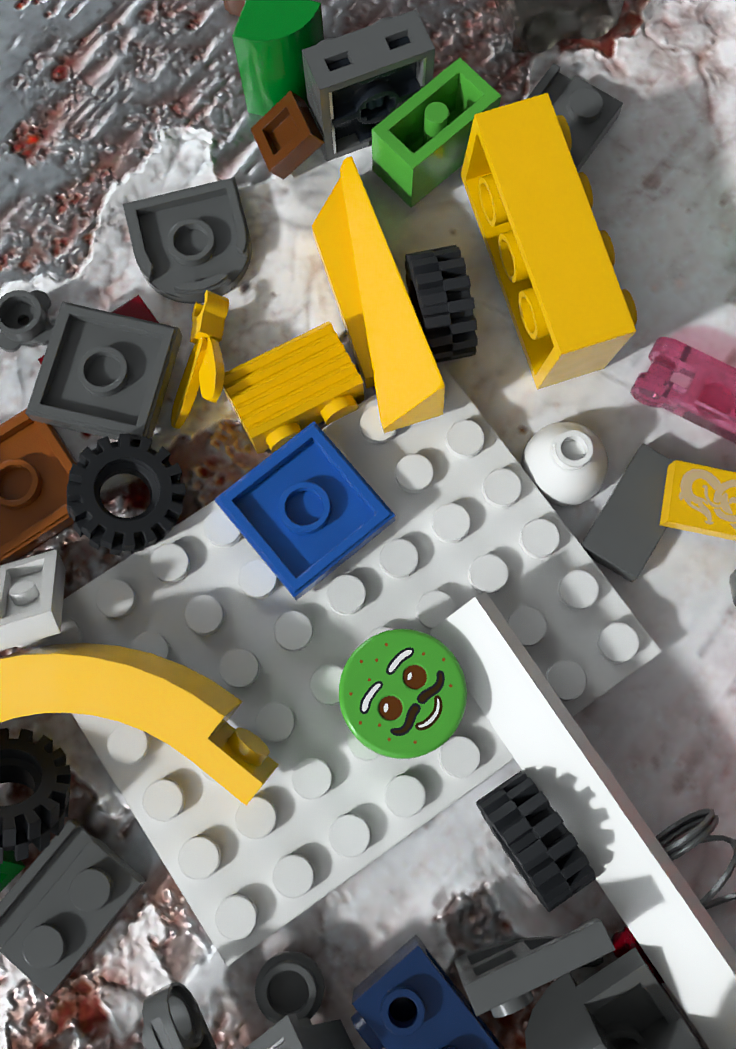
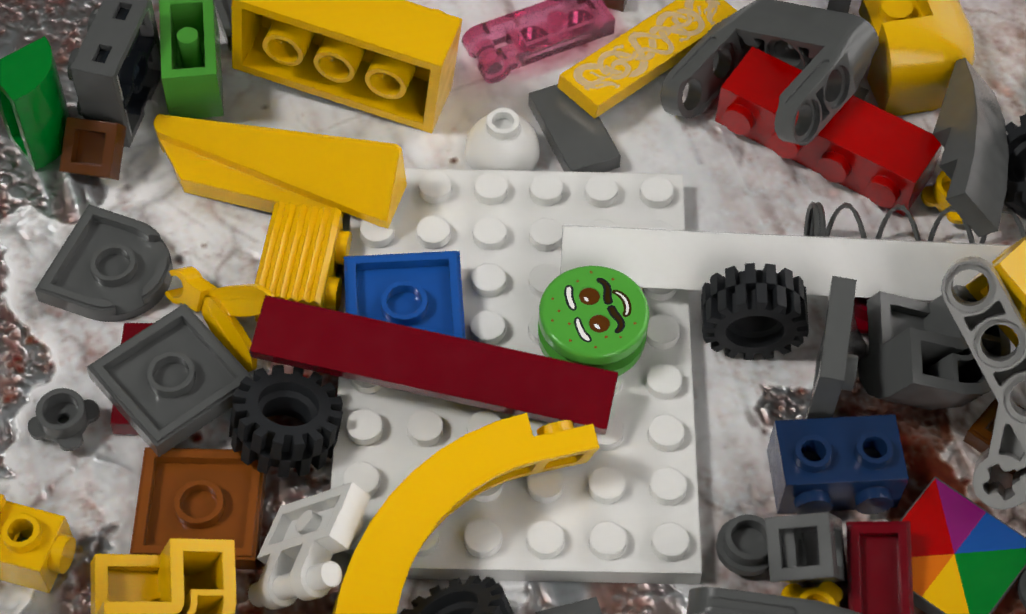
camera: 60 degrees left, 20 degrees down
(251, 590) = (433, 364): none -> dark red tile
(443, 301) = (326, 113): black tyre -> none

